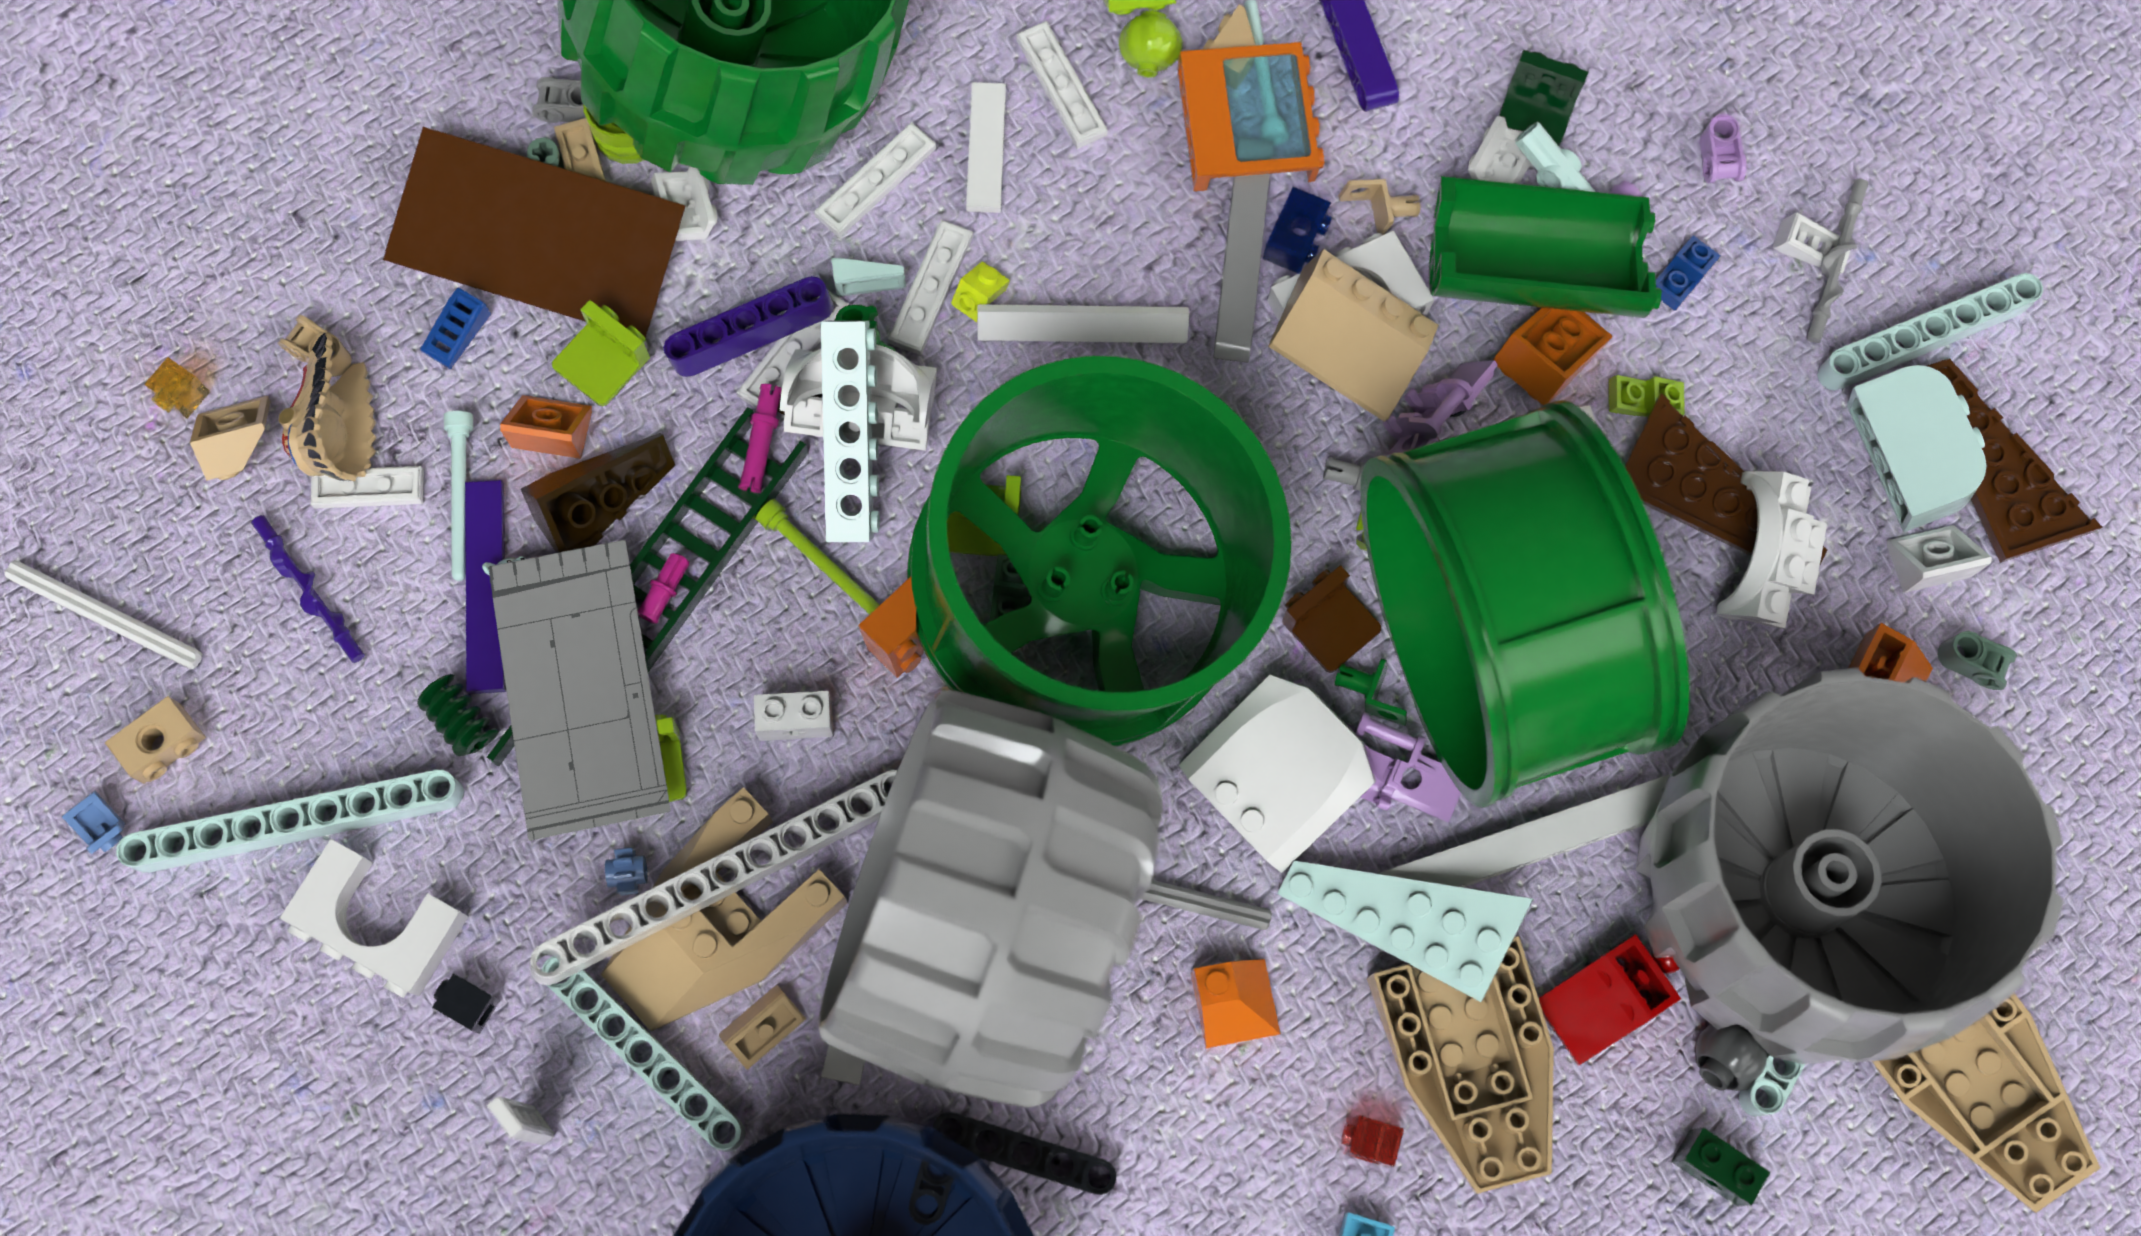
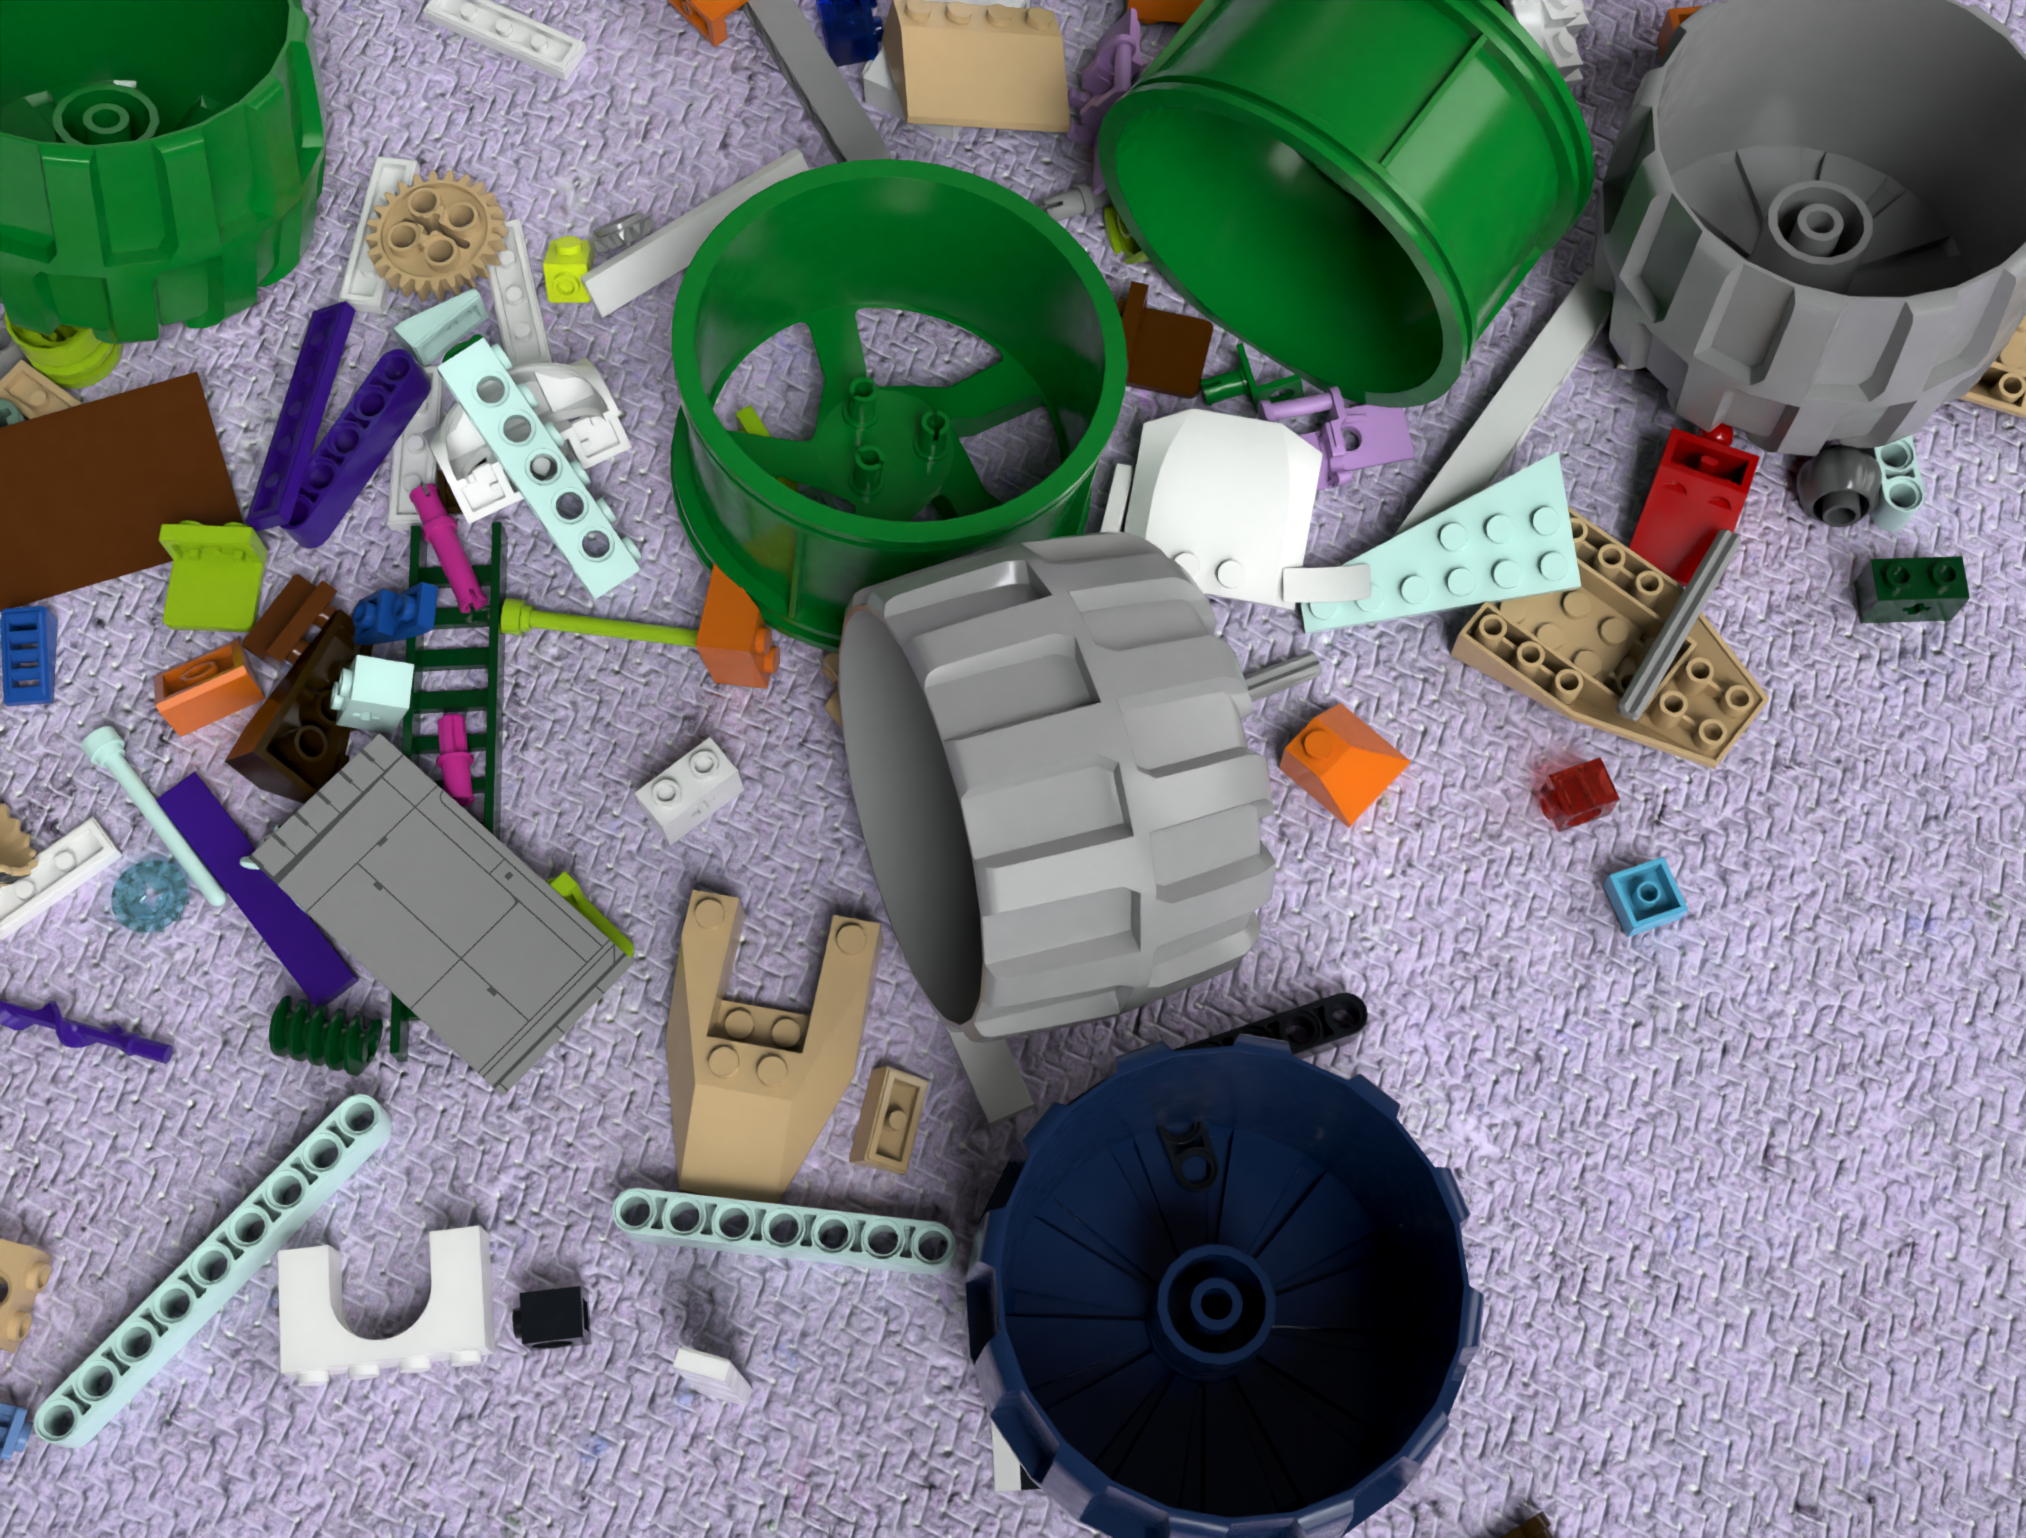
camera: 30 degrees left, 5 degrees down
(410, 532) = (132, 889): none -> clear light blue gear
(626, 418) = (289, 619): none -> reddish brown bracket
(626, 871) = (629, 1064): medium blue gear -> none
(639, 509) = (372, 694): none -> light aqua brick
(690, 190) = (191, 354): white bracket -> none
(693, 463) = (394, 616): none -> blue slope
(705, 878) = (731, 1002): white beam -> none
(731, 281) = (300, 417): none -> dark purple tile
(878, 223) = (436, 235): none -> tan gear
(986, 147) = (472, 133): white tile -> none
(1030, 289) = (621, 231): none -> light grey gear
(1210, 720) = (1118, 499): none -> white tile
(1312, 873) = (1327, 584): none -> white sticker
(1527, 1077) = (1678, 625): none -> light grey axle

